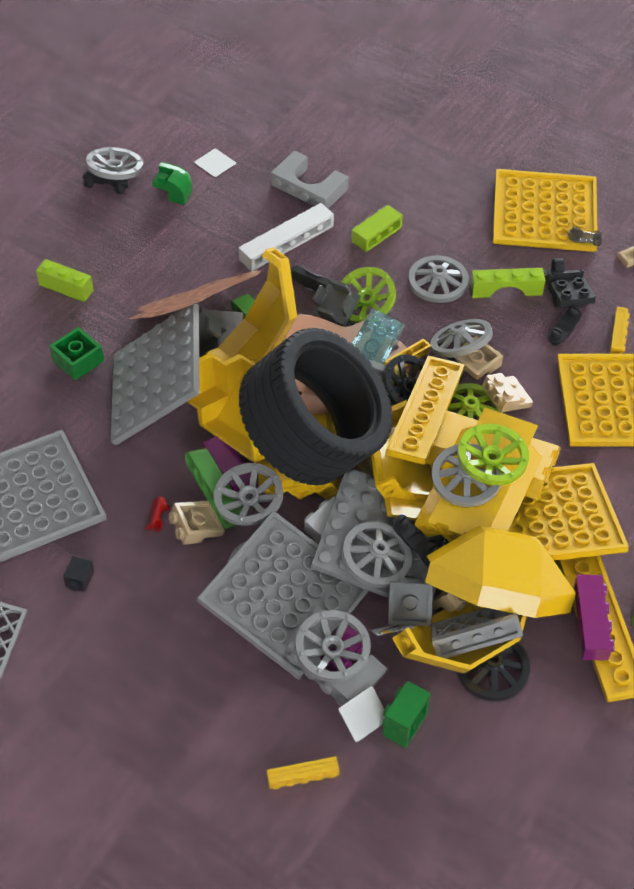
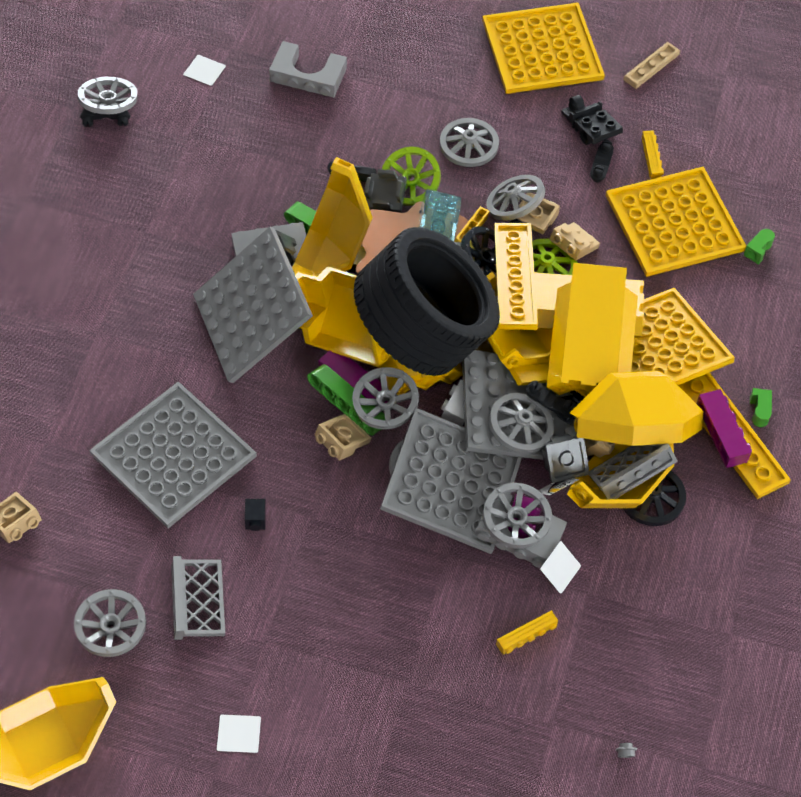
camera: 20 degrees left, 5 degrees up
(65, 280) = (112, 230): lime brick -> none
(76, 353) = (159, 302): green brick -> none
(158, 506) = (300, 434): red piece -> none
(175, 181) = (177, 100): green brick -> none
(185, 299) = (253, 220): nougat piece -> none
(287, 235) = (309, 133): white brick -> none
(377, 228) = (392, 104): lime brick -> none
(405, 713) = (597, 556): green brick -> none
(461, 476) = (581, 331): light grey wheel -> none
(486, 282) = (517, 135): lime arch -> none
(492, 456) = (601, 307): lime wheel -> none
(578, 235) = (584, 68): clear smoke piece -> none

